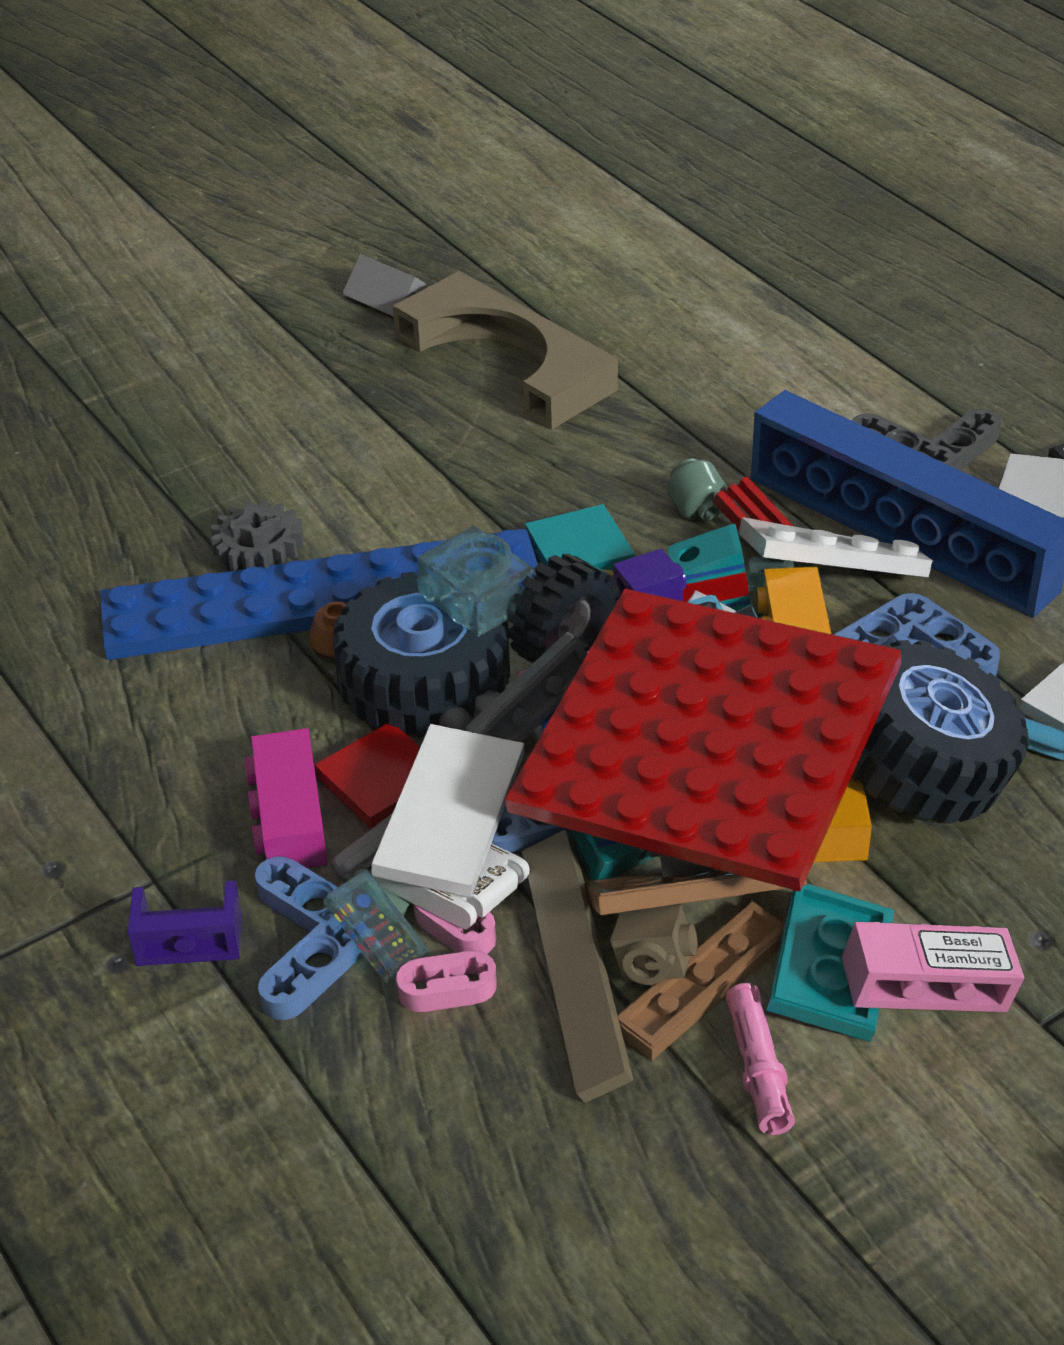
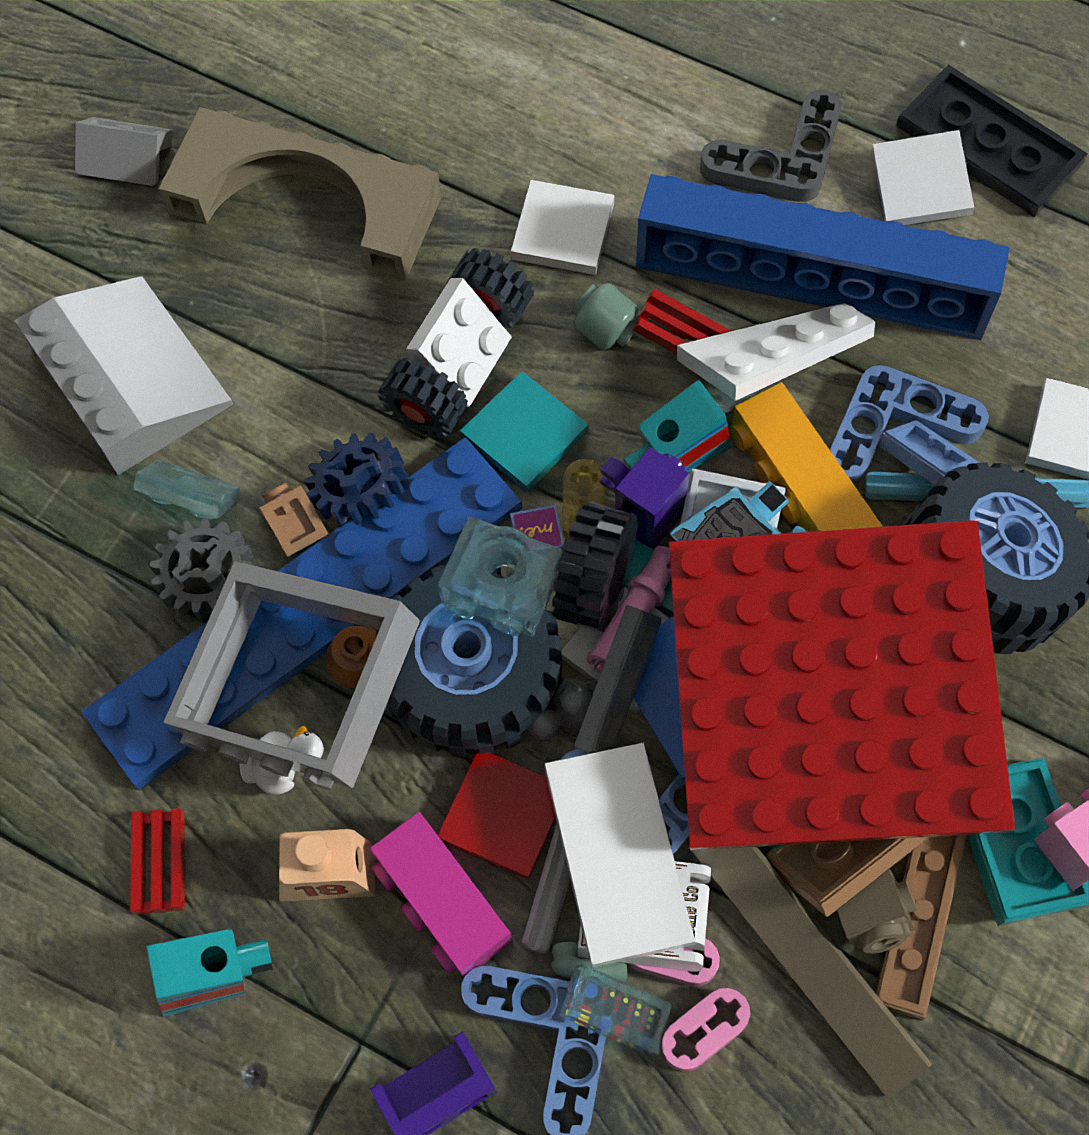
camera: 25 degrees left, 25 degrees up
(61, 765) = (181, 970): none -> teal torso
(78, 701) = (156, 819): none -> red tile
(206, 737) = (324, 865): none -> light nougat torso
(222, 667) = (270, 782): none -> white animal
(273, 483) = (185, 488): none -> clear light blue plate
(288, 406) = (124, 368): none -> slope
(348, 528) = (291, 518): none -> medium nougat bracket
(352, 584) = (223, 639): none -> light grey window
(417, 519) = (356, 478): none -> dark blue gear
(558, 462) = (457, 343): none -> plate
(703, 431) = (562, 227): none -> white tile
(763, 1074) = (1023, 987): bright pink pin -> none

